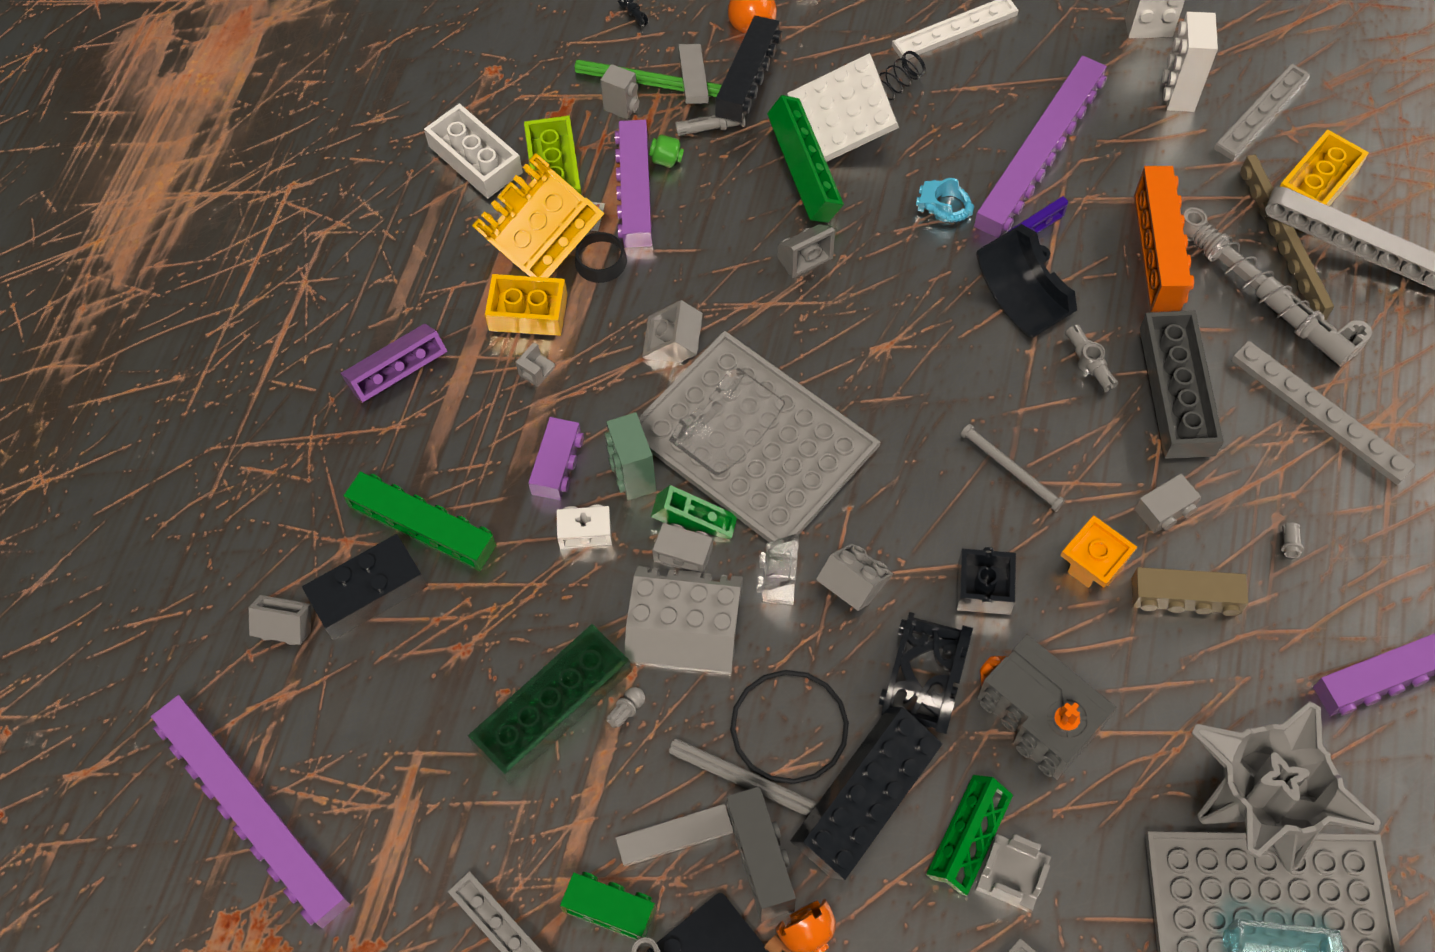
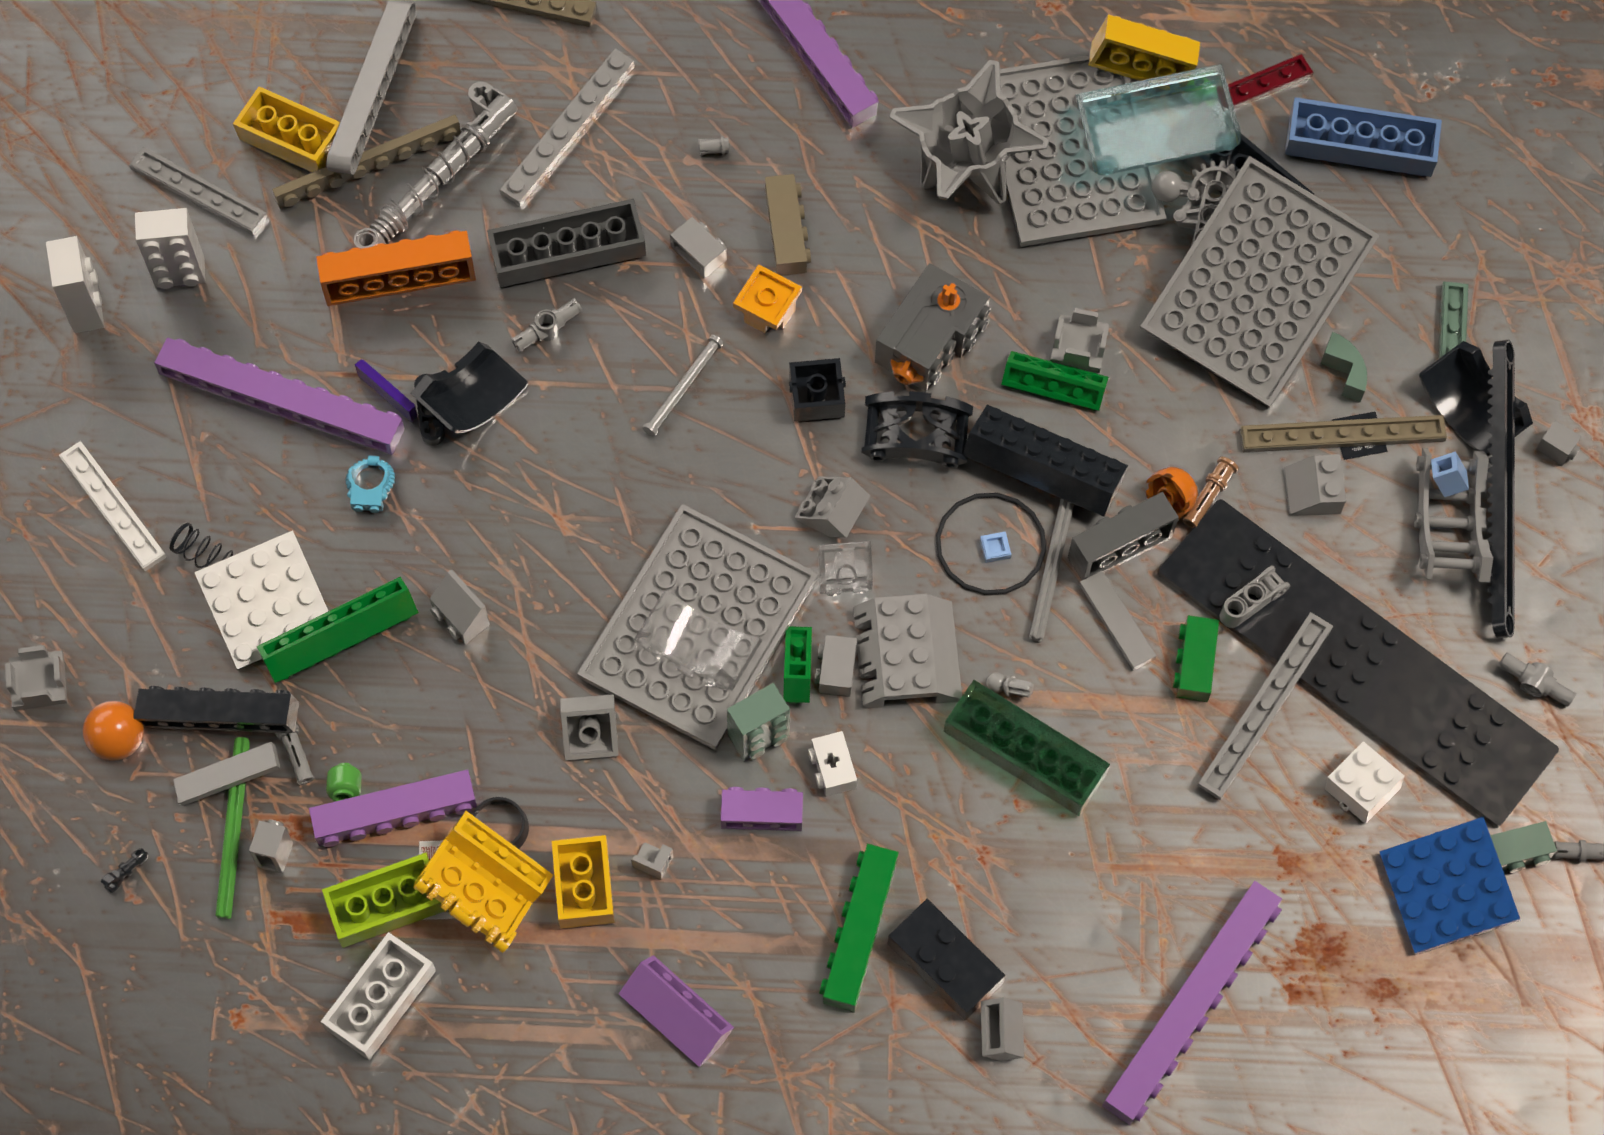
camera: 105 degrees left, 5 degrees up
(783, 728) = (995, 547): none -> light blue tile

